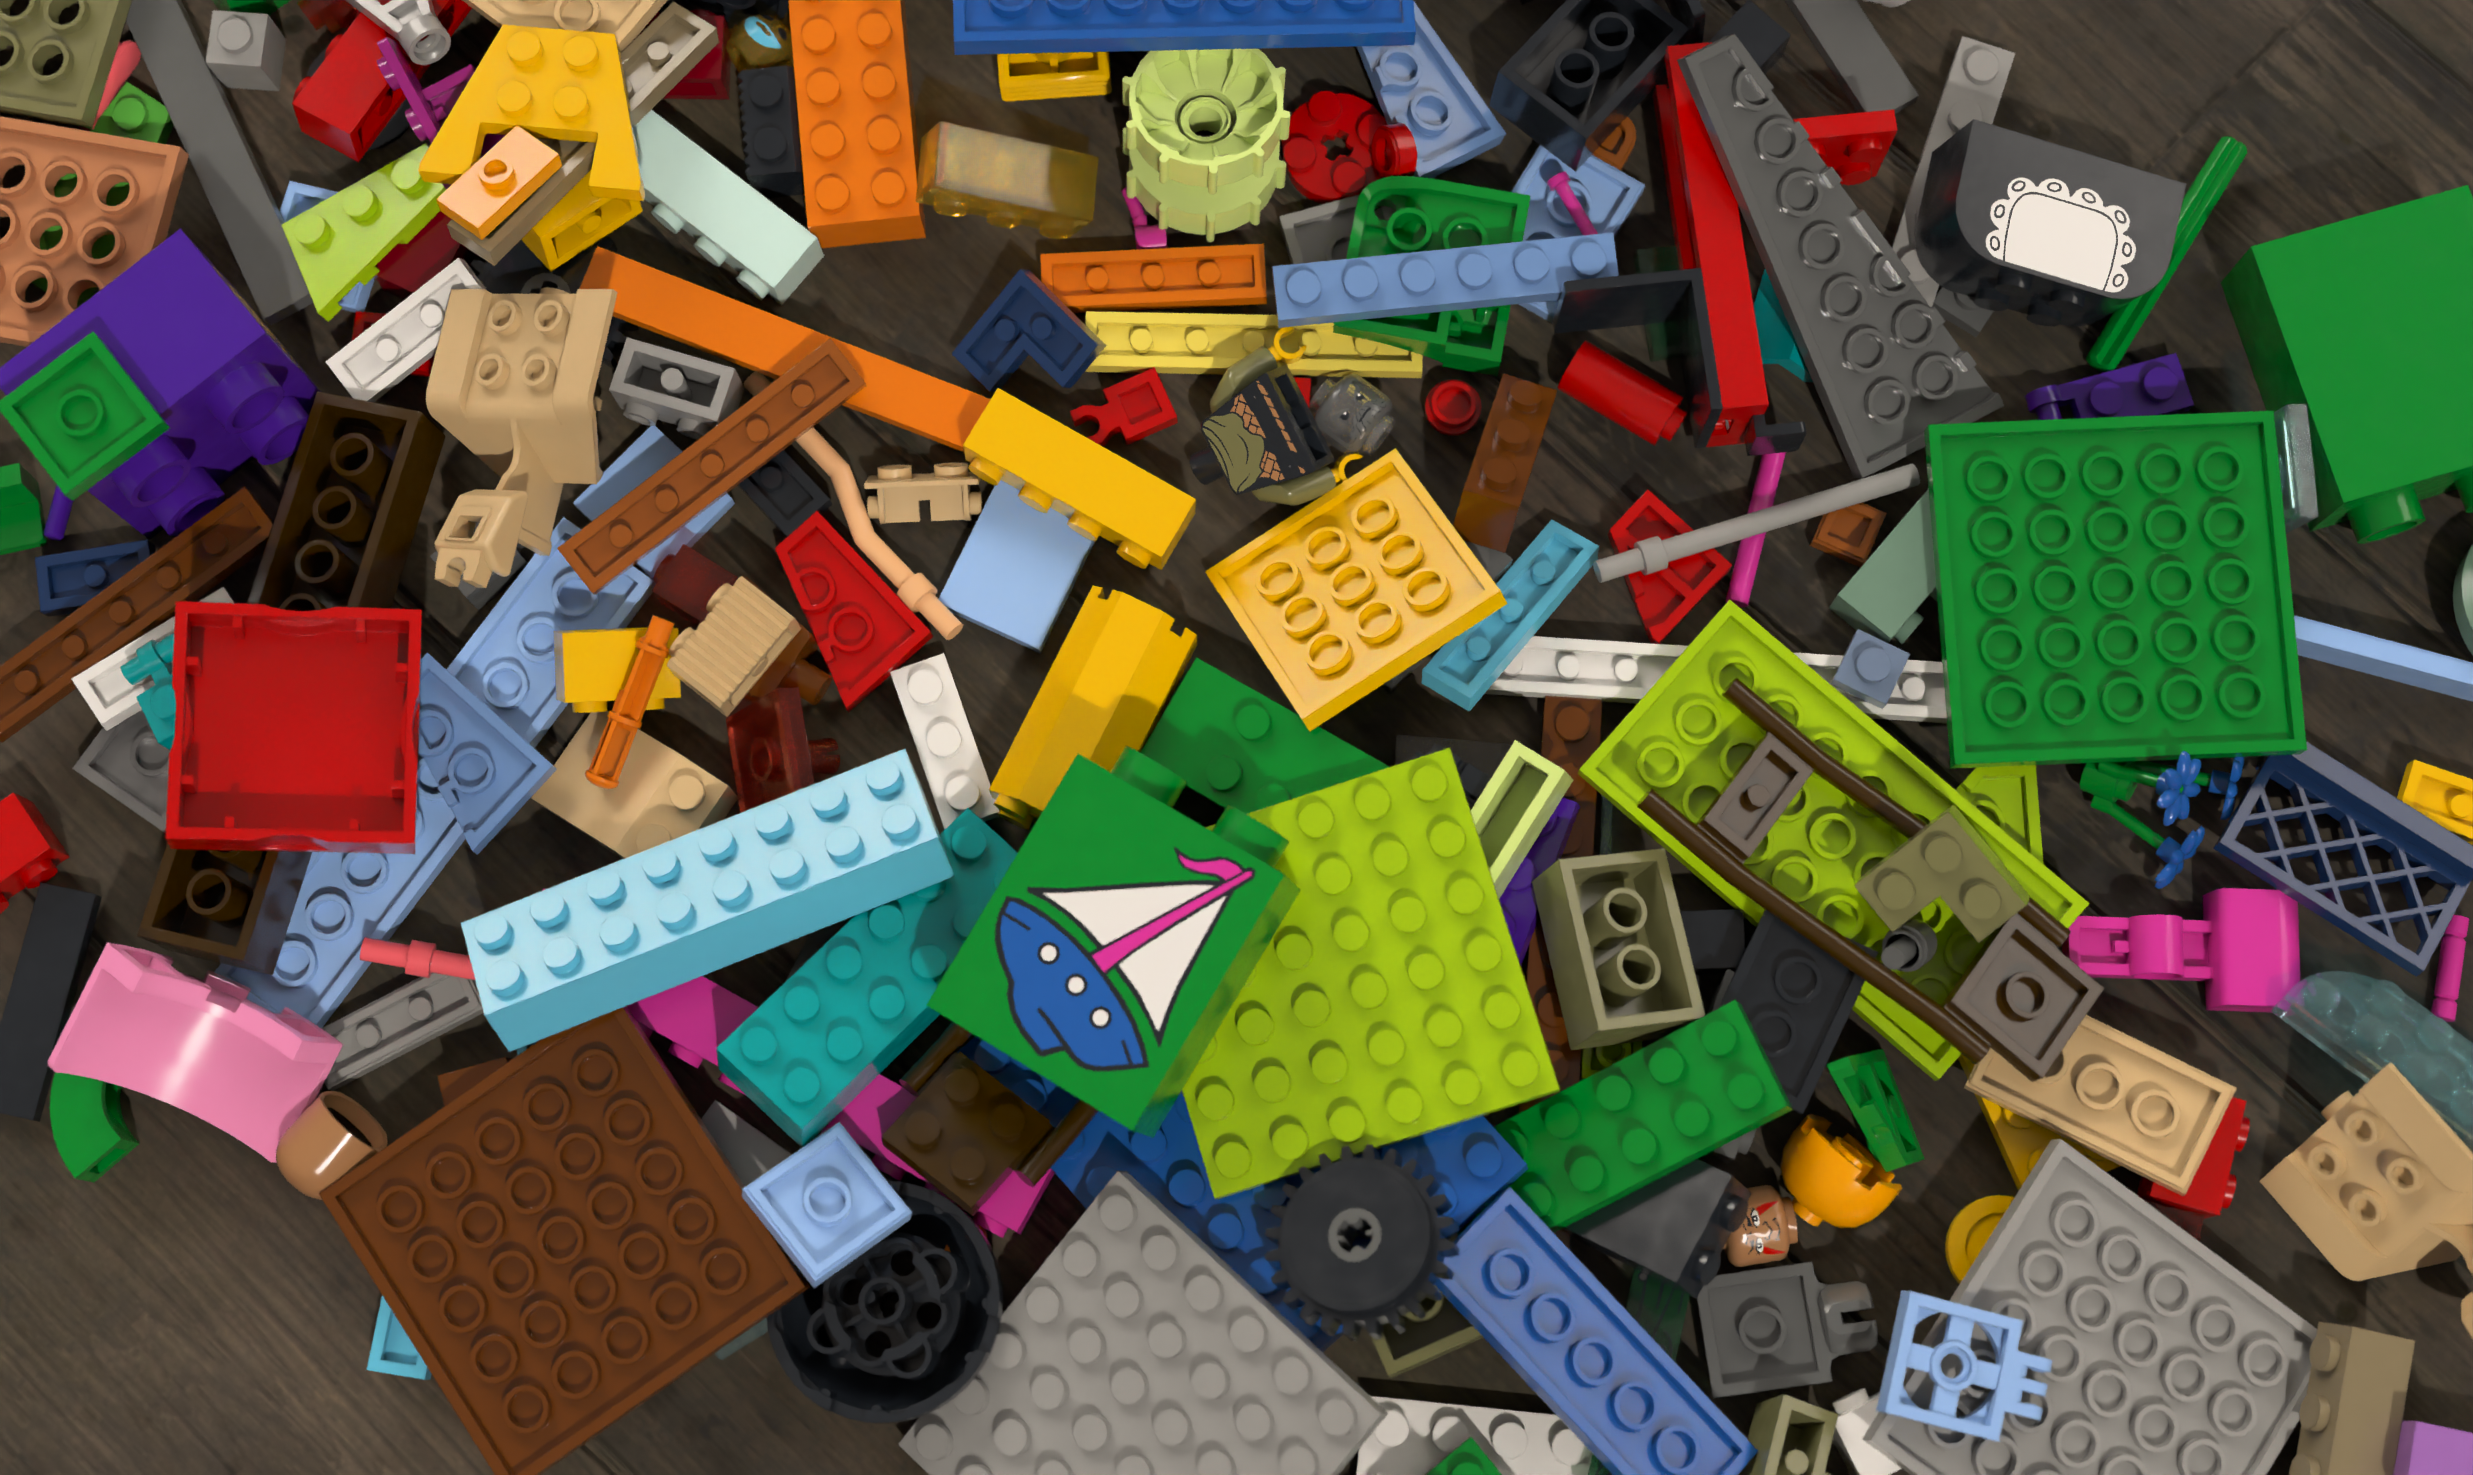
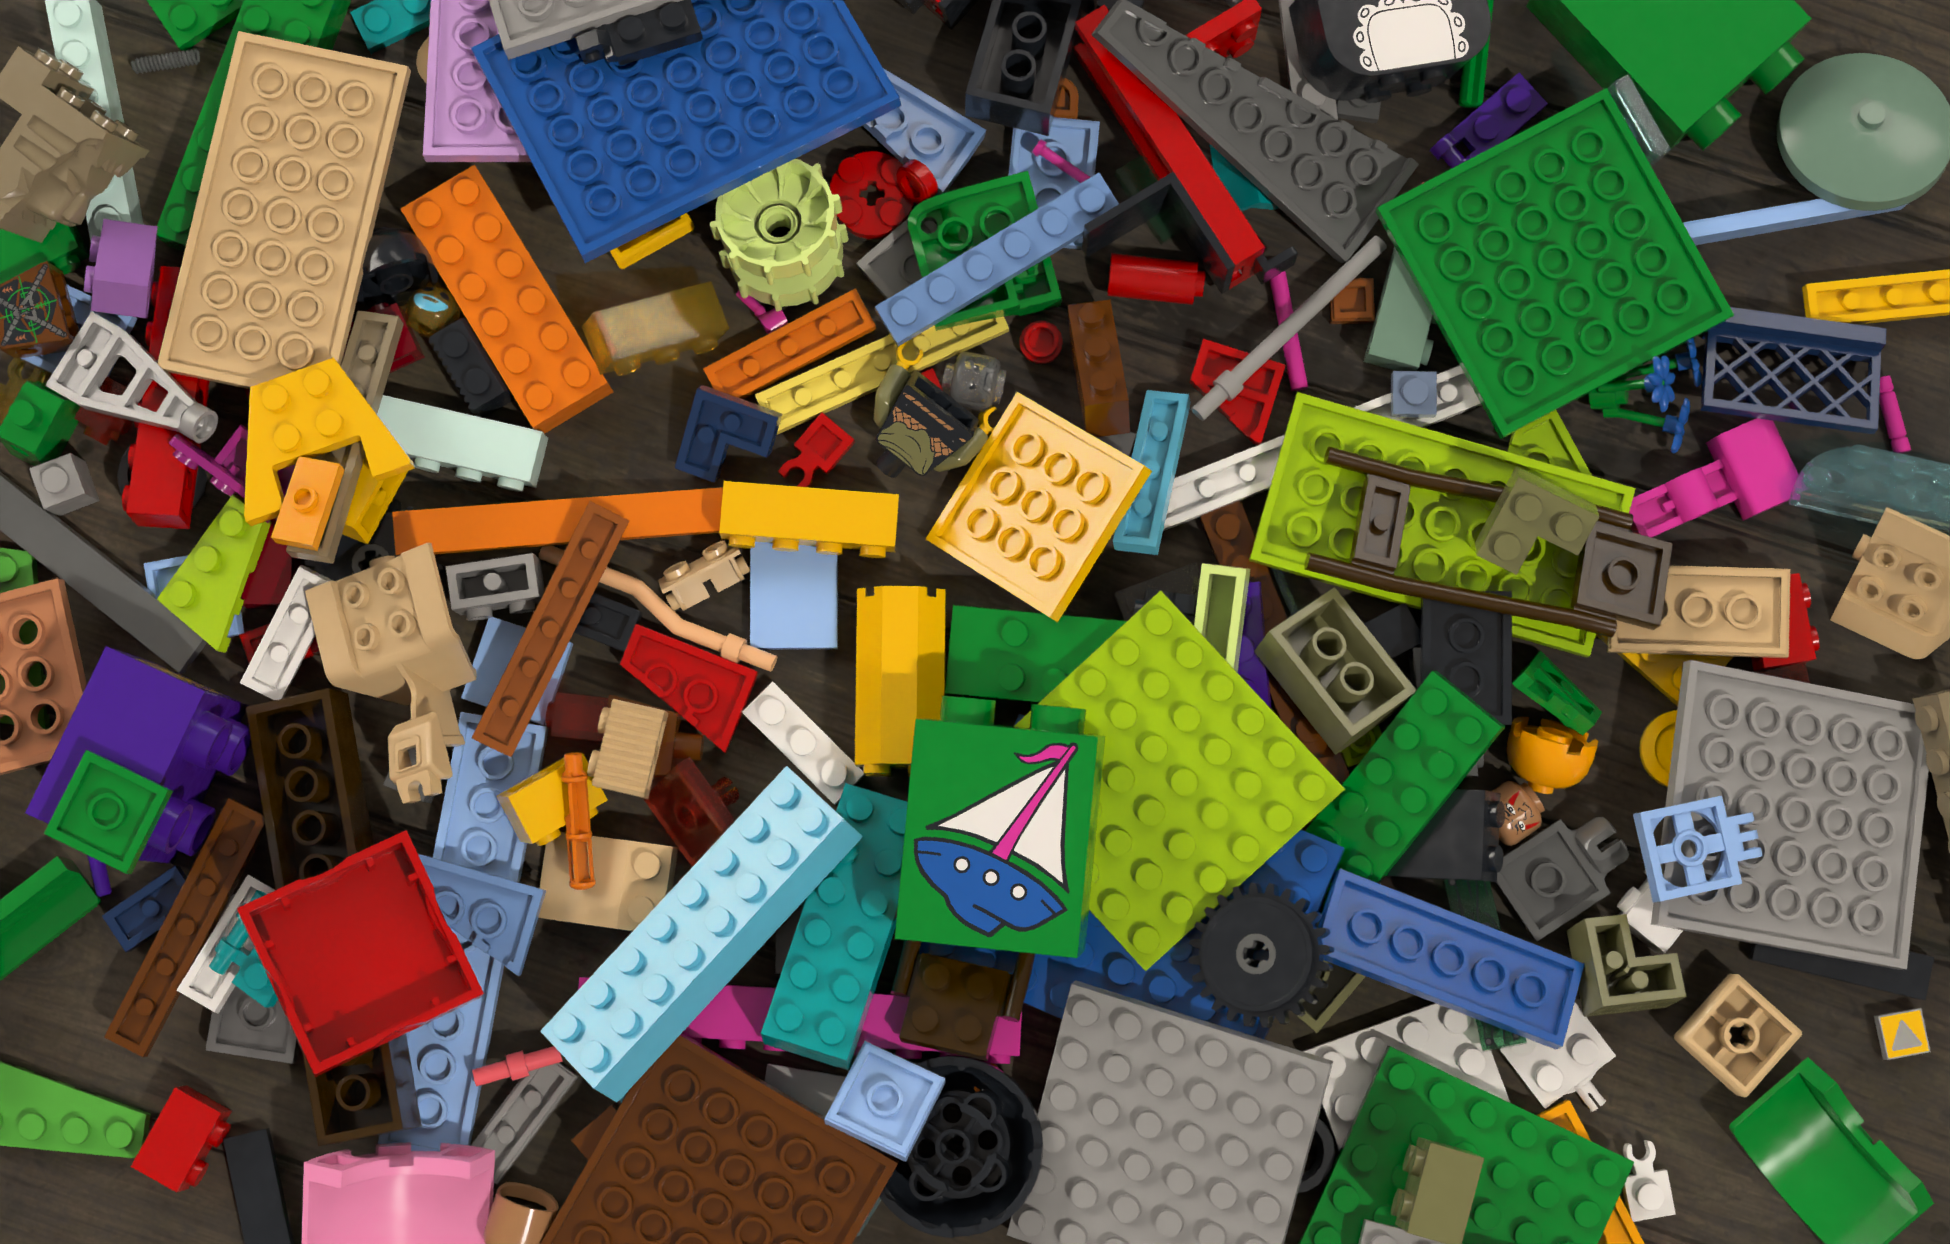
camera: 25 degrees left, 5 degrees up
(1909, 946) = (1531, 577): dark grey cylinder -> none

